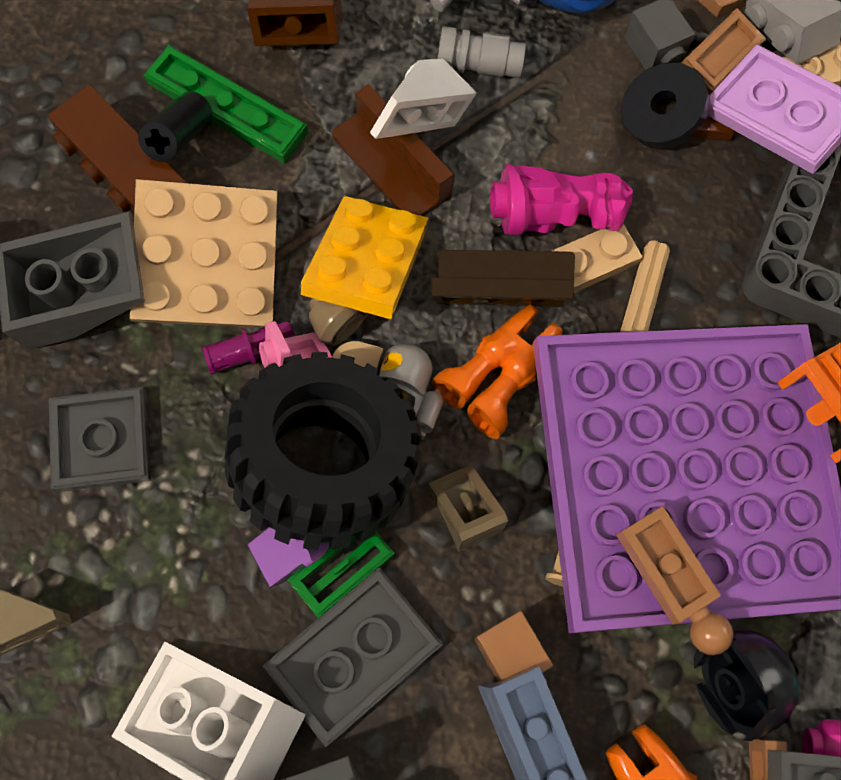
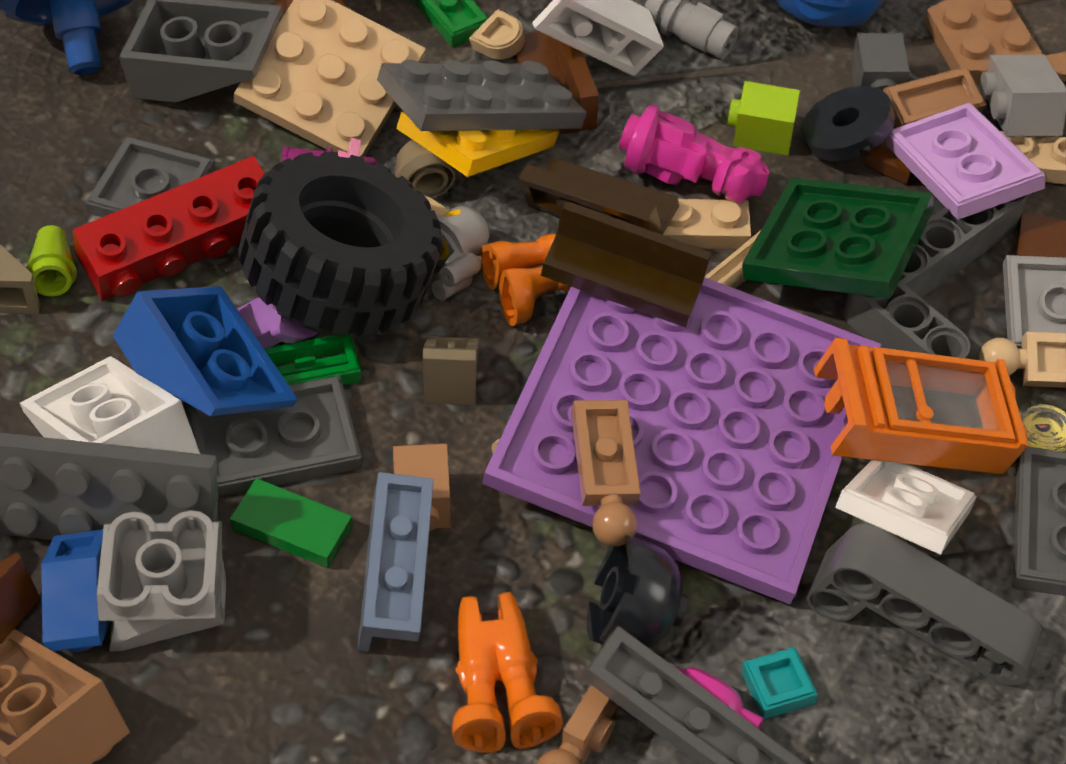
camera: 25 degrees right, 20 degrees down
(56, 571) = (52, 262): none -> lime cone
(152, 487) = (167, 230): none -> red brick
(265, 630) = (200, 351): none -> blue slope
(323, 138) = (499, 36): none -> tan tile
(355, 228) = (480, 96): none -> dark grey plate
(418, 738) = (291, 522): none -> green tile
(586, 364) = (626, 264): none -> dark brown panel
(593, 128) = (764, 117): none -> lime brick
(733, 238) = (839, 237): none -> dark green plate

